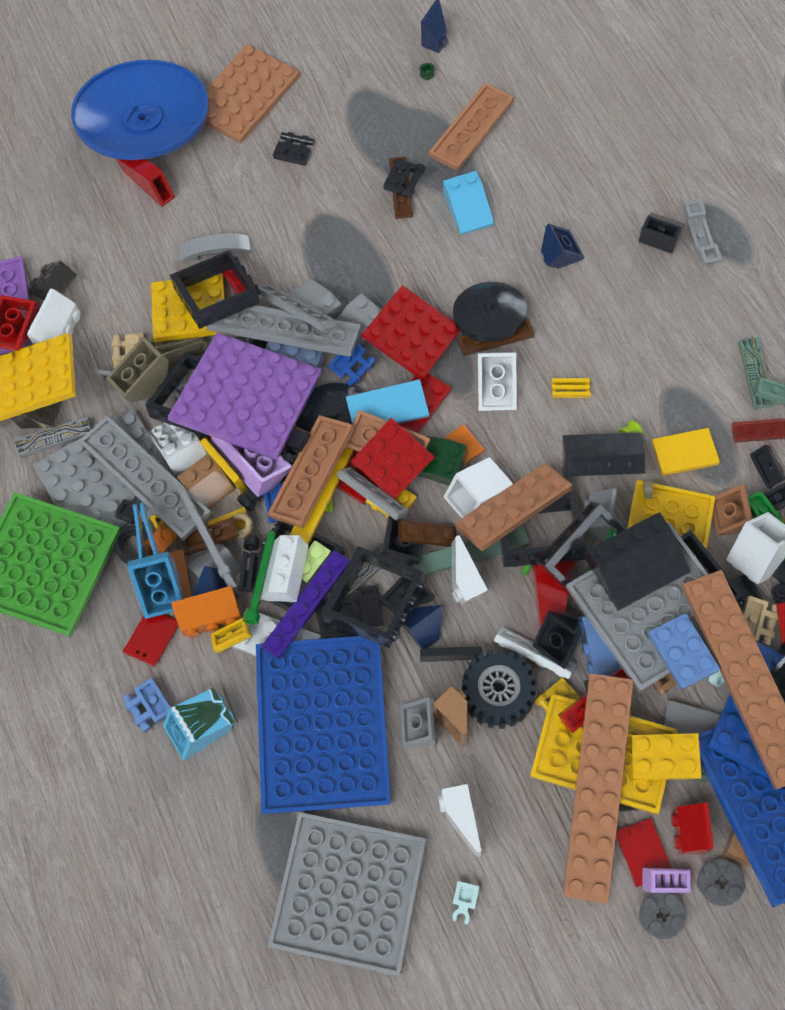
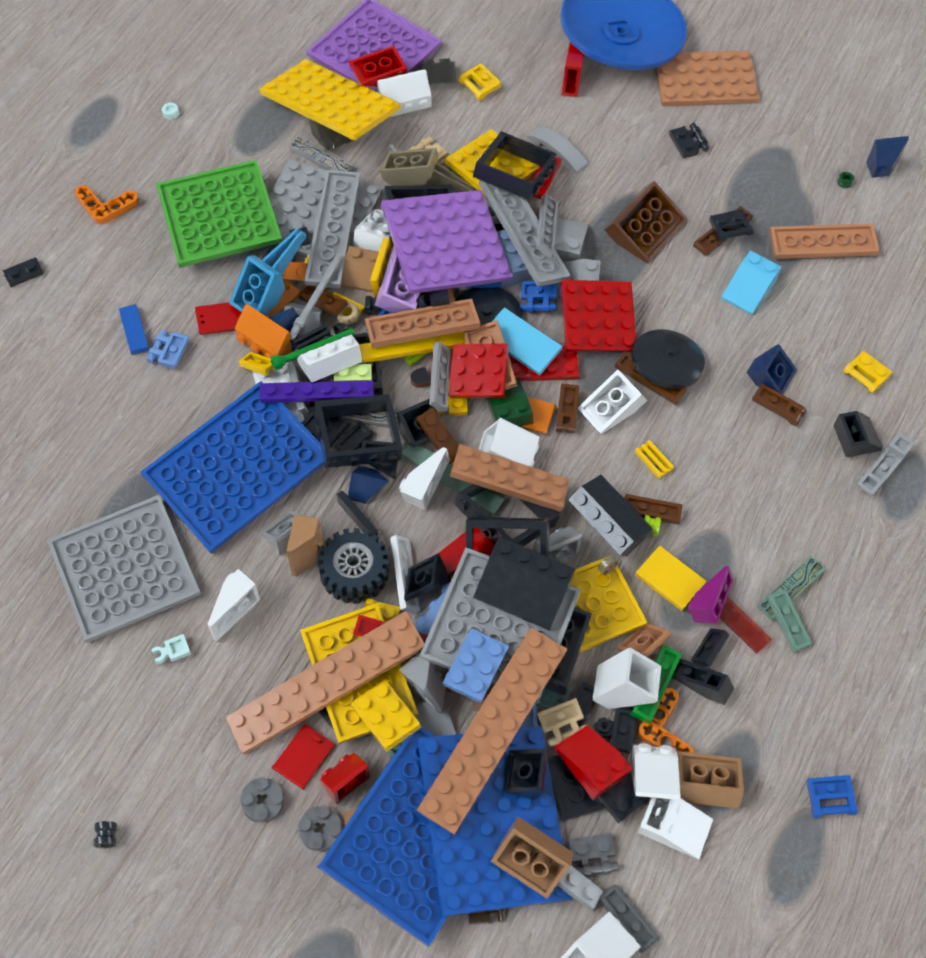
camera: 45 degrees right, 5 degrees down
(92, 252) = (483, 78): none -> yellow plate
(99, 722) = (133, 329): none -> blue tile
(197, 723) = (178, 387): slope -> none
(277, 614) = (296, 376): none -> light grey tile
(347, 235) = (646, 223): none -> reddish brown slope
(352, 511) = (420, 377): none -> black tile
(474, 417) = (567, 407): none -> reddish brown plate
(592, 264) = (779, 404): none -> reddish brown plate
(610, 180) = (870, 368): none -> yellow plate
(618, 417) = (667, 511): none -> reddish brown plate
(652, 880) = (298, 781): lavender slope -> none
(655, 703) = (425, 681): none -> light grey slope
(728, 437) = (710, 599): none -> magenta slope

